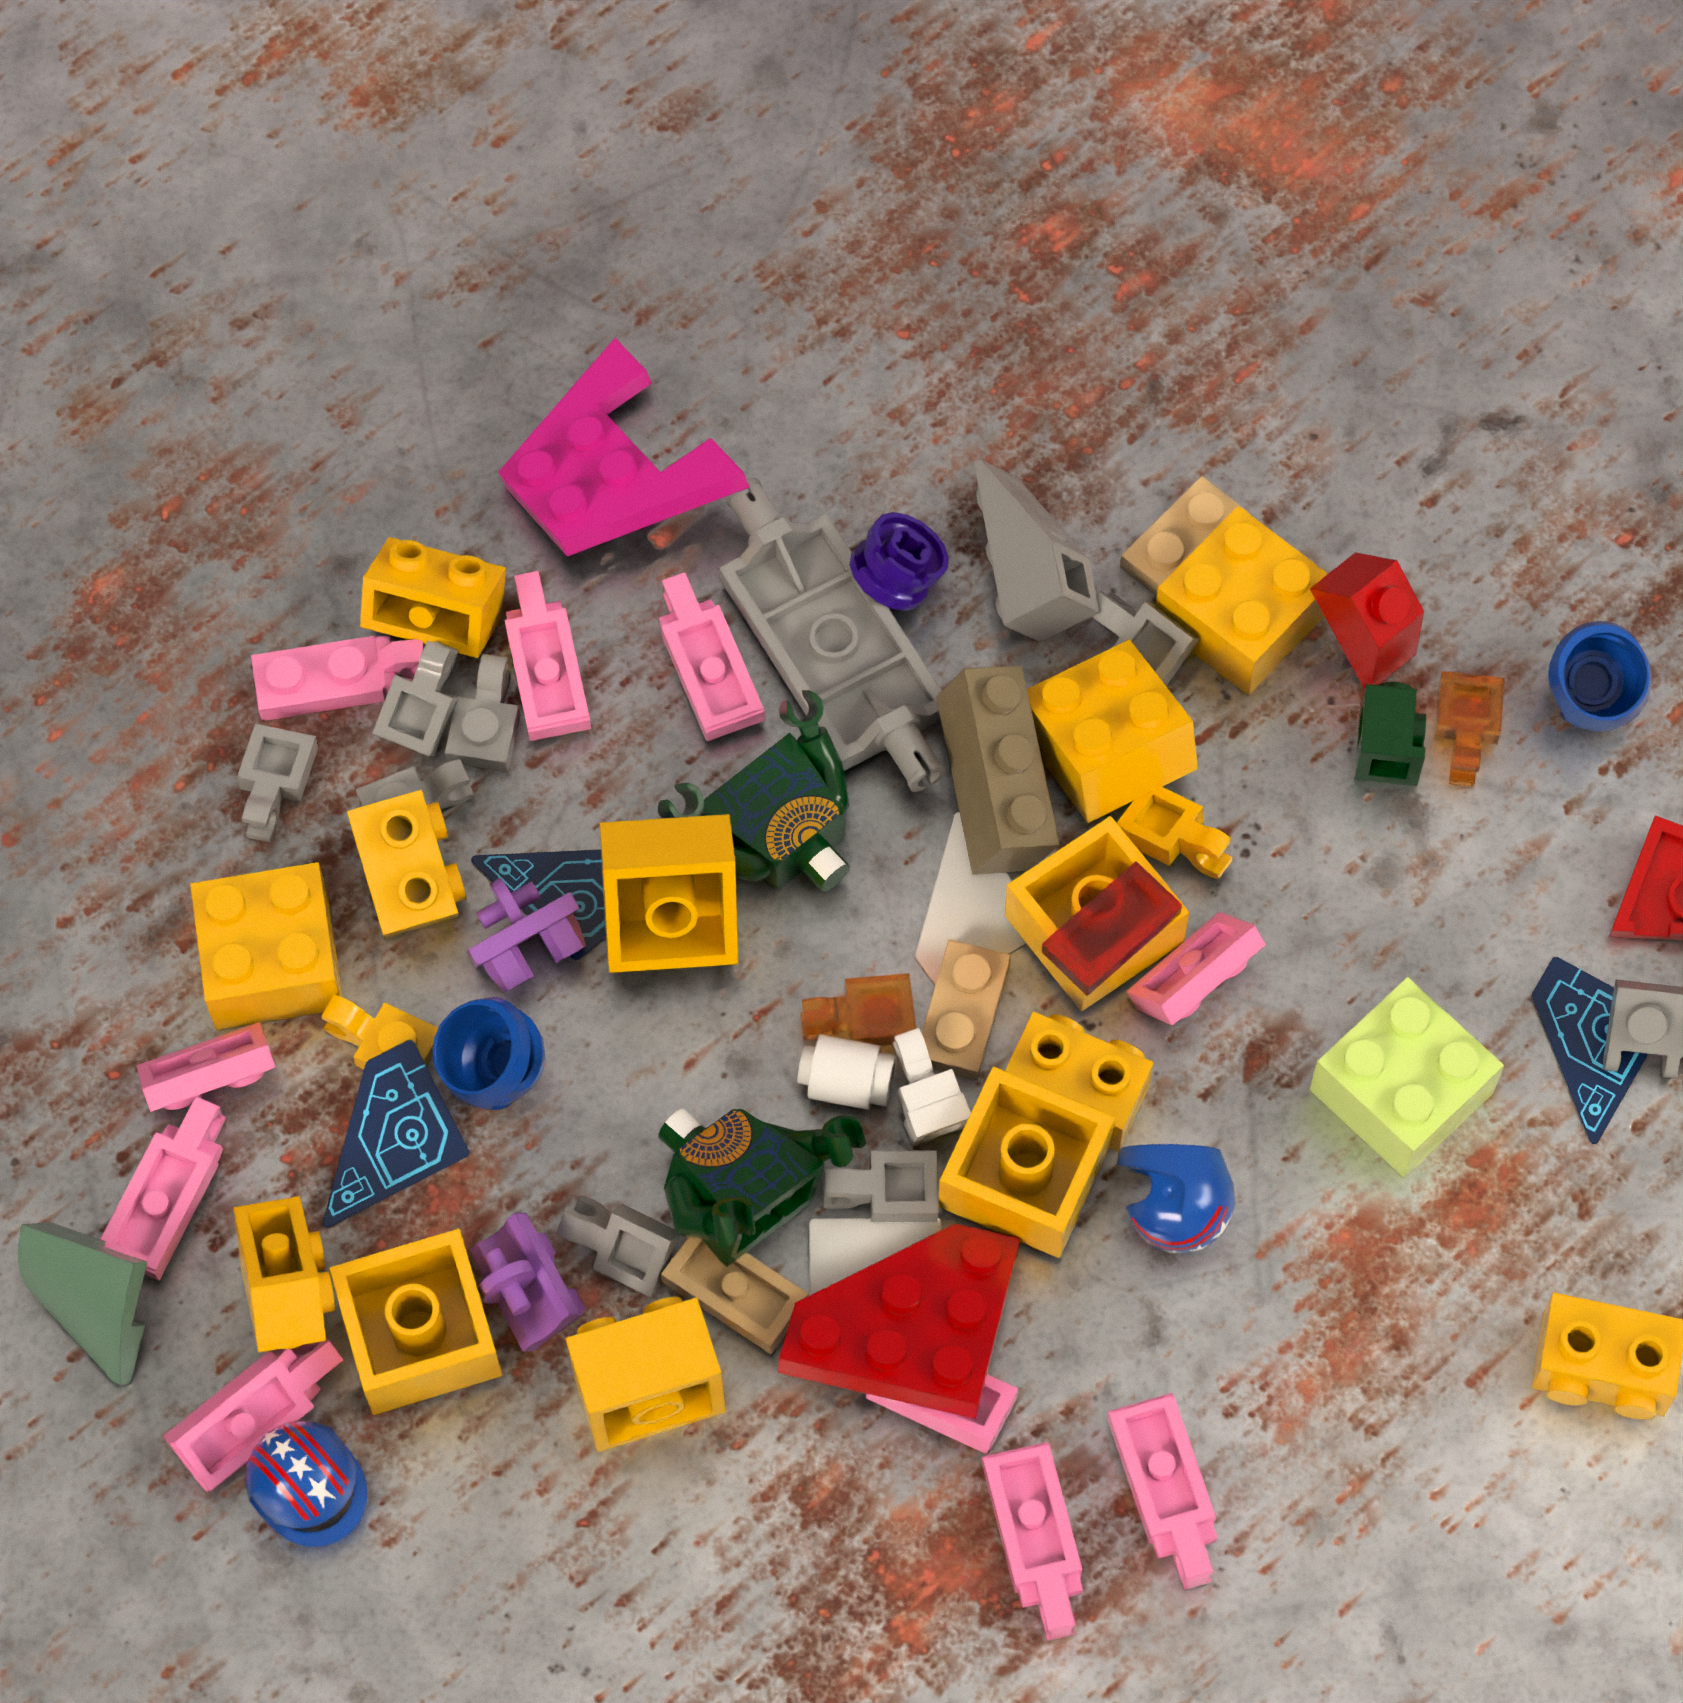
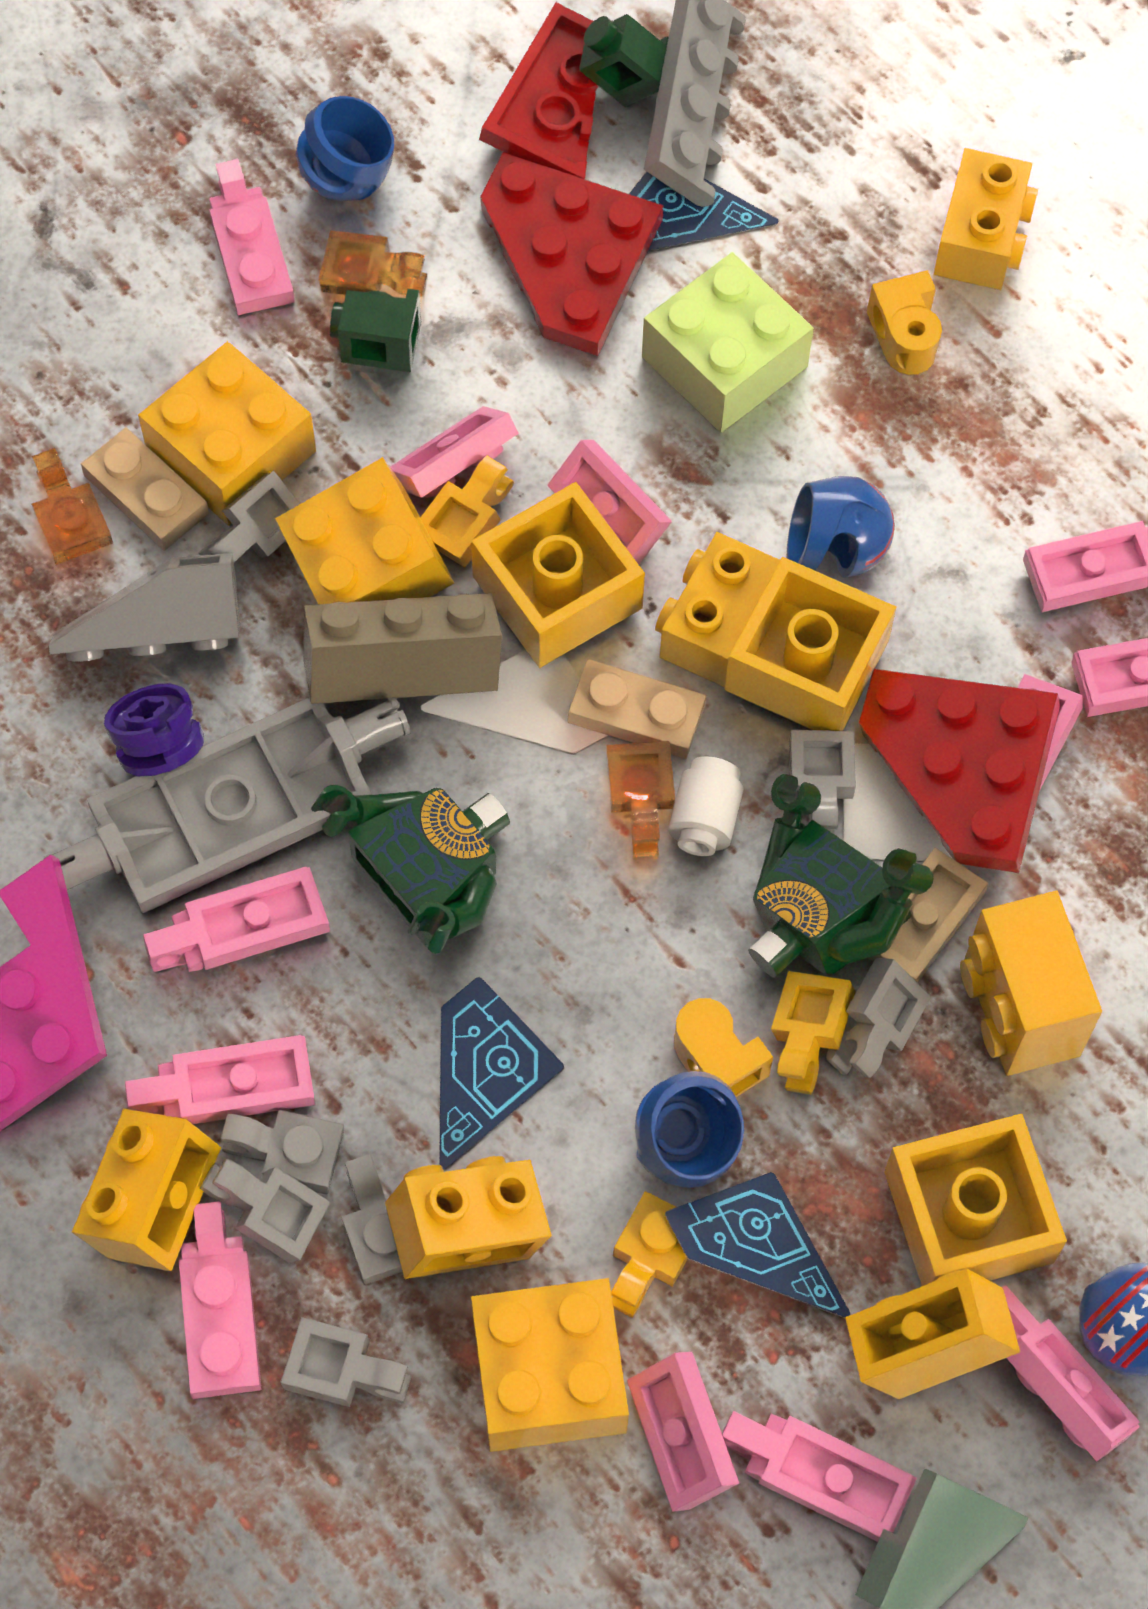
camera: 90 degrees left, 0 degrees up
(525, 1282) = (929, 1101): medium lavender hips -> none
(552, 922) = (540, 1107): medium lavender hips -> none
(581, 1085) = (707, 1044): none -> yellow leg
(613, 1176) = (808, 1018): none -> yellow plate
(669, 893) = (525, 945): yellow brick -> none
(930, 1102) = (742, 727): white piece -> none
(1111, 928) = (595, 542): clear red tile -> none
(1145, 476) = (68, 516): none -> clear orange plate
(1246, 815) = (455, 449): none -> bright pink plate
(1371, 614) = (266, 313): red slope -> none
(1457, 1268) = (905, 322): none -> yellow leg
(1494, 608) = (248, 244): none -> bright pink hinge
(1524, 922) = (568, 246): none -> red plate

